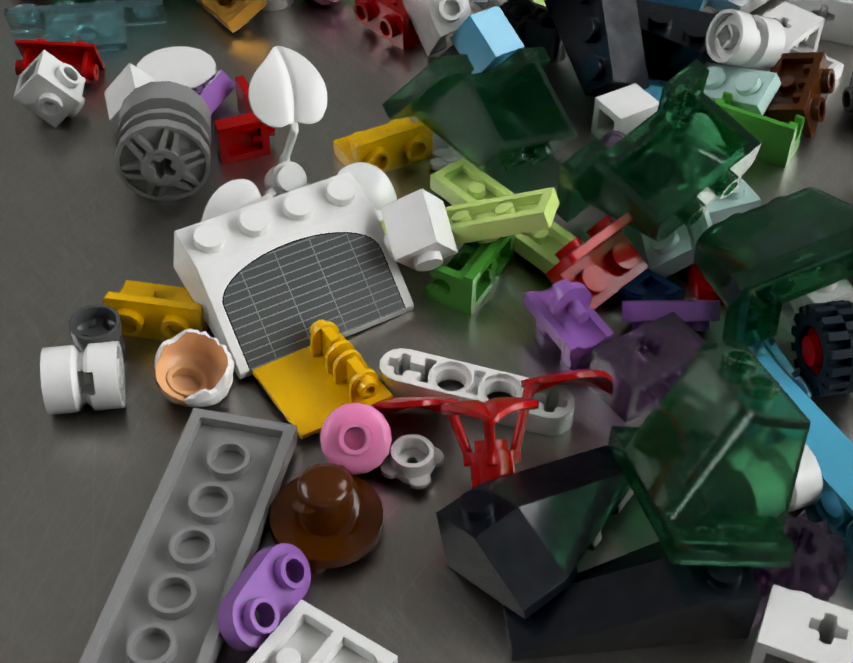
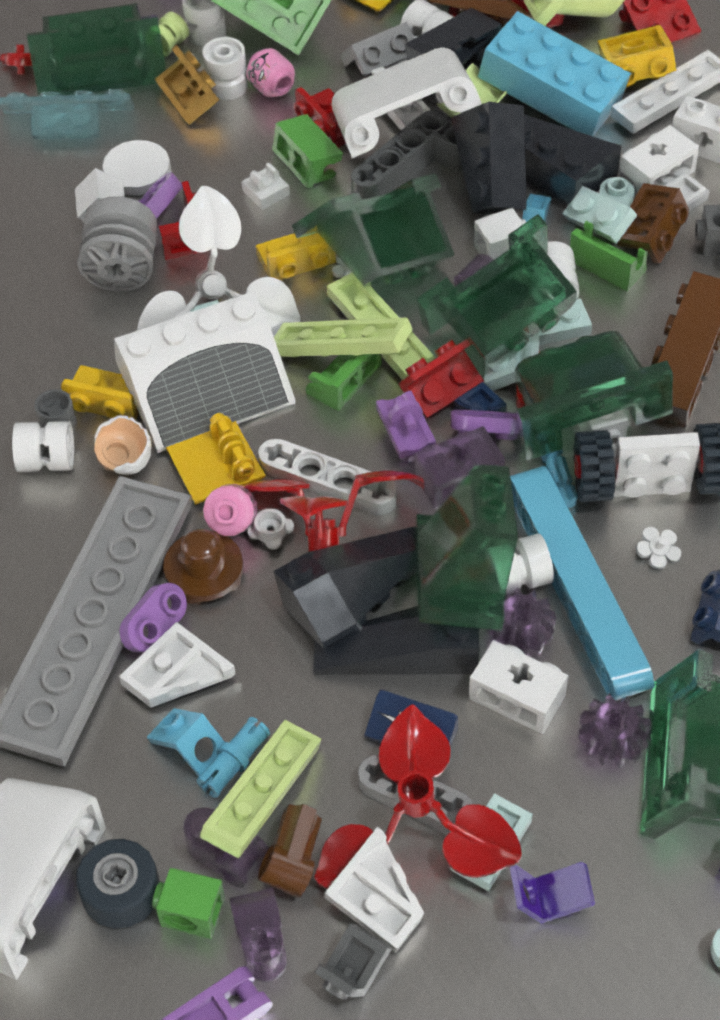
camera: 10 degrees right, 10 degrees up
(50, 89) = (32, 183): white brick -> none
(79, 54) = (55, 151): red hinge -> none
(339, 83) = (265, 187): none -> white tile
(375, 46) = (305, 150): none -> bright green hinge
(418, 231) = (301, 345): white brick -> none
(486, 39) = (391, 163): medium azure brick -> none
(745, 40) = (613, 172): white wheel -> none

